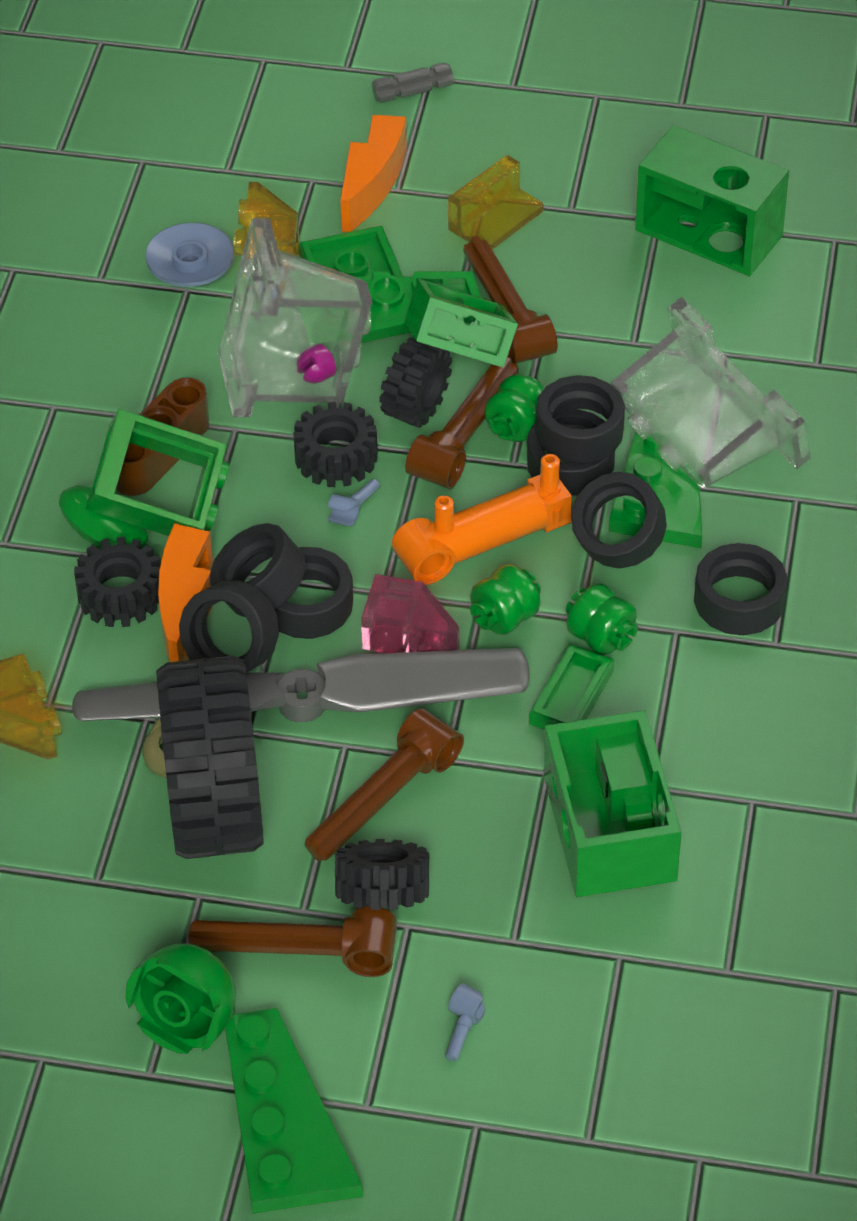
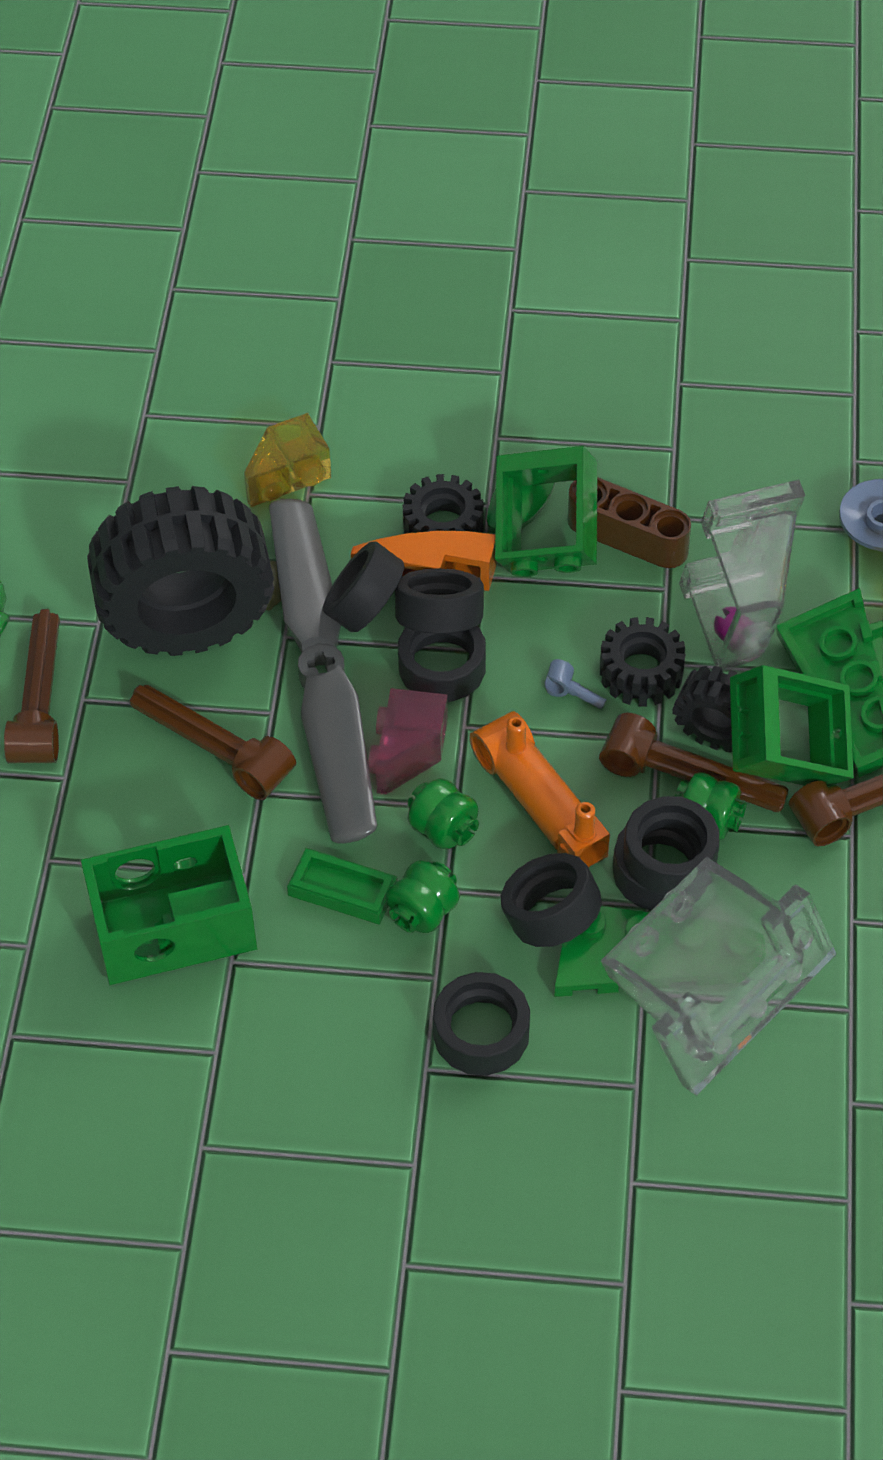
camera: 85 degrees right, 5 degrees up
(382, 874) = (78, 749): black tyre -> none

